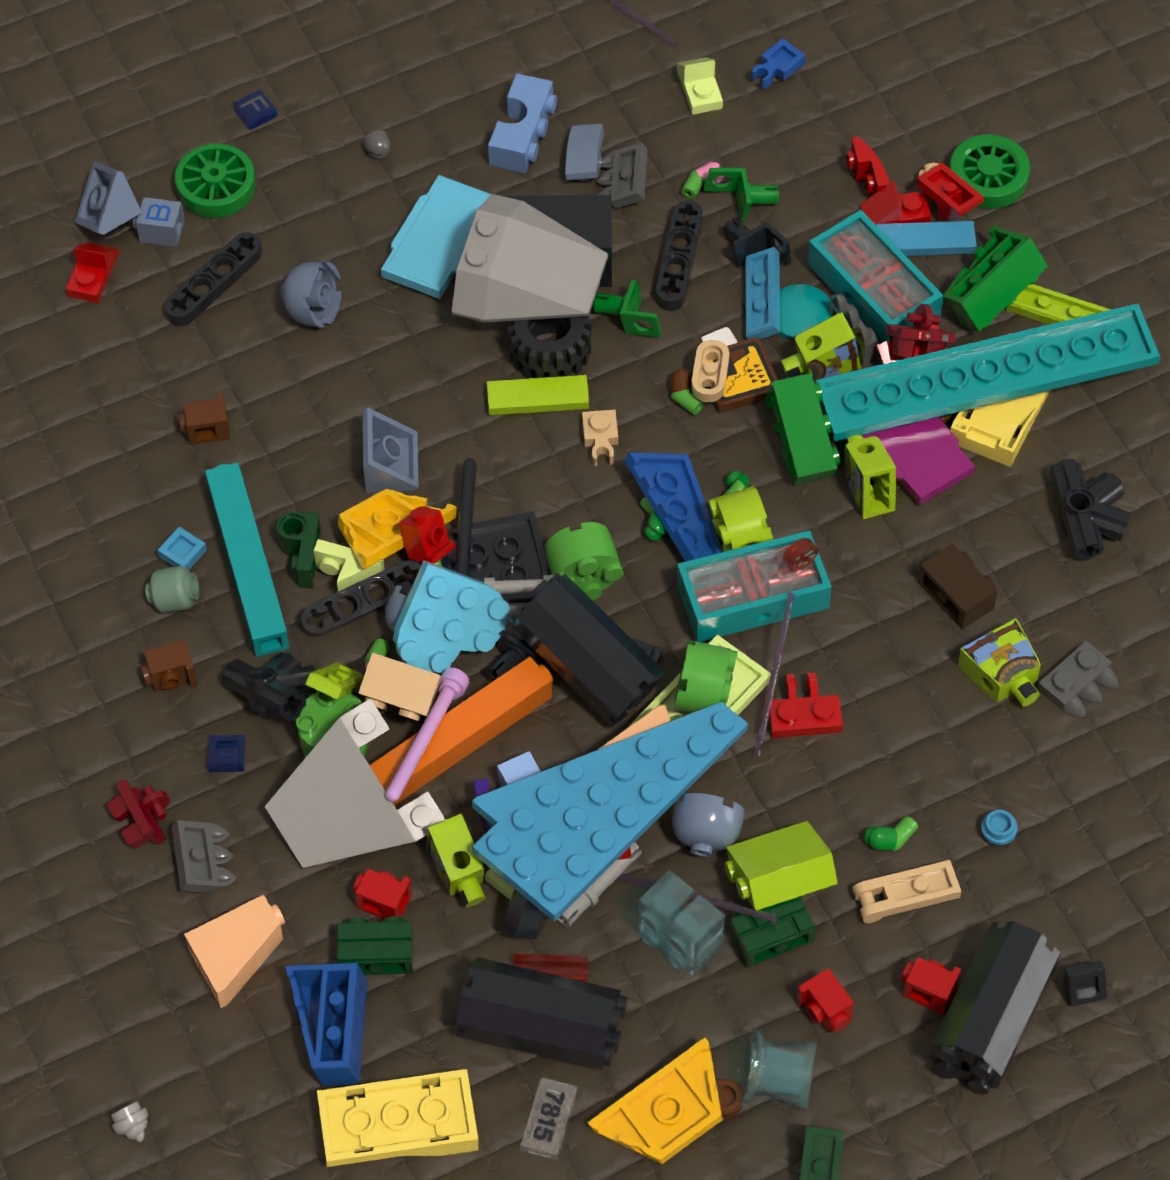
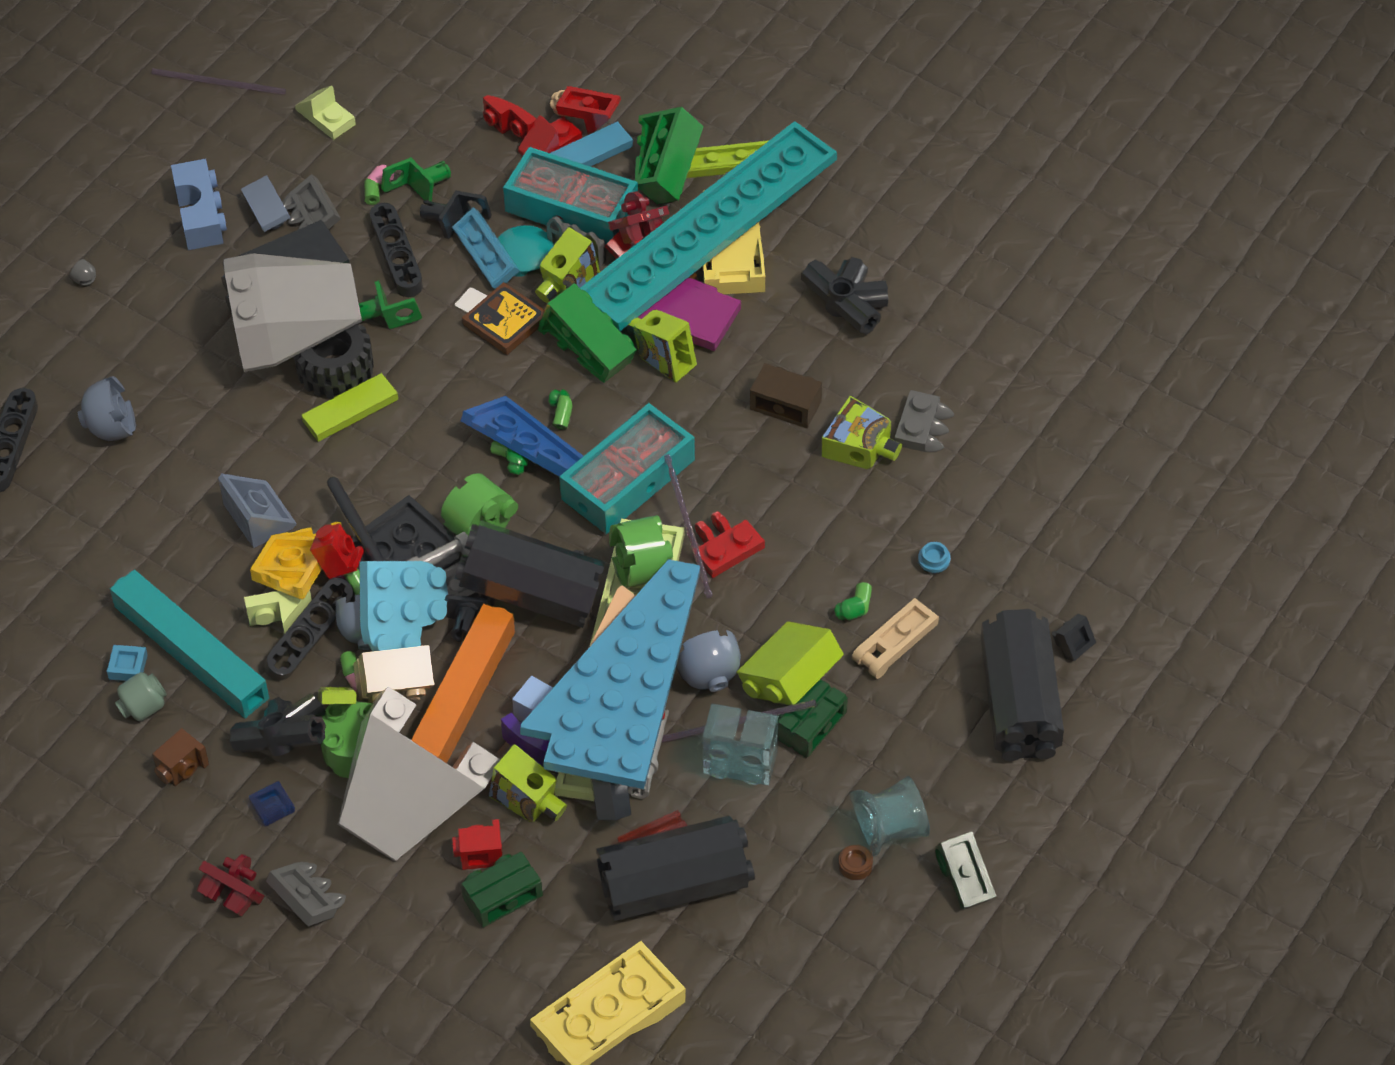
camera: 30 degrees left, 5 degrees down
(205, 421) = (80, 552): reddish brown brick -> none
(235, 946) = (381, 947): light nougat slope -> none
(302, 545) = (229, 612): dark green plate -> none
(332, 1018) = (501, 959): blue wedge -> none
(433, 237) = (184, 321): medium azure piece -> none
(452, 686) = (438, 658): lavender piece -> none
(549, 1118) = (727, 947): clear tile -> none
(601, 432) = (421, 411): tan plate -> none
(666, 1108) = (817, 891): yellow wing -> none
(681, 393) = (467, 352): arm -> none
(710, 373) = (488, 327): tan plate -> none
(740, 519) = (586, 421): lime brick -> none
(778, 61) = (380, 67): blue plate -> none
(800, 554) = (656, 421): clear red tile -> none
(826, 1001) = (889, 748): red brick -> none
(930, 984) = (959, 696): red brick -> none
(989, 174) = (614, 74): green wheel -> none

